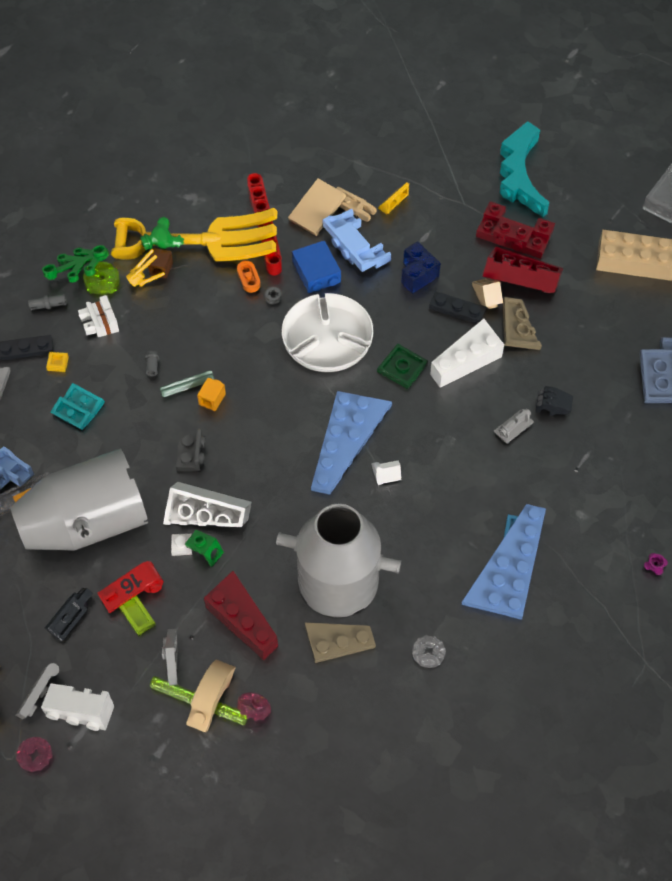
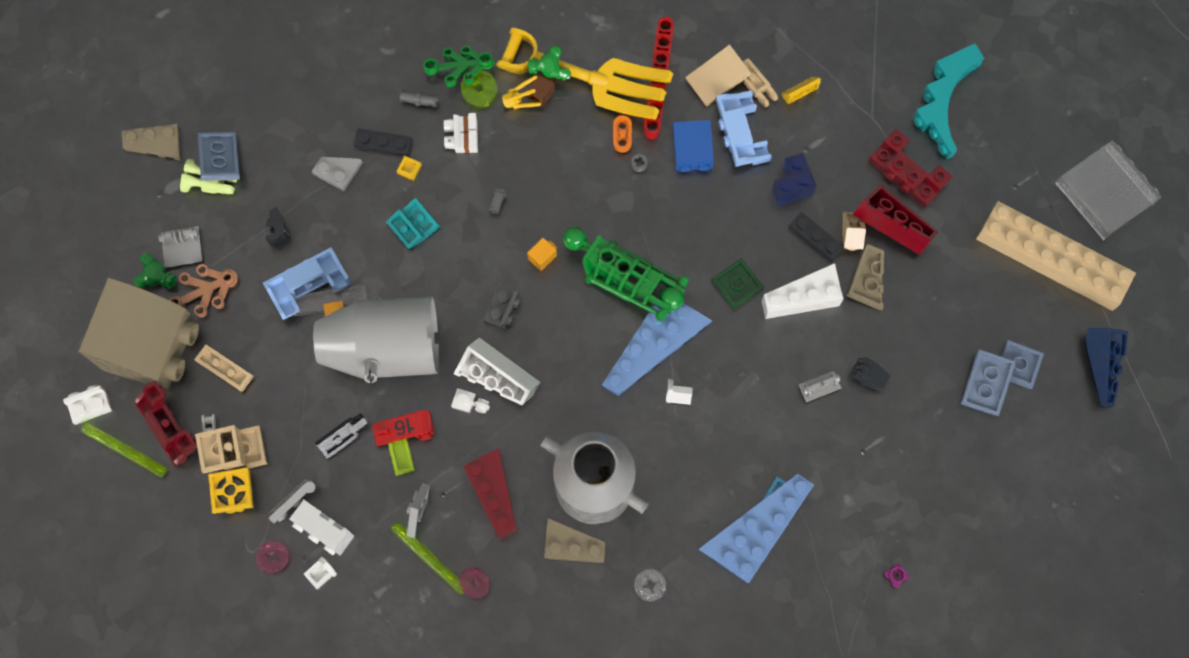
camera: 20 degrees right, 15 degrees up
(90, 752) = (320, 572): none -> white tile
(186, 383) = (523, 233): sand green axle -> none
(204, 545) = (482, 411): green bracket -> none
(208, 694) = (439, 557): tan arch -> none
(282, 384) = (616, 280): none -> green piece
(327, 332) = (676, 224): white piece -> none

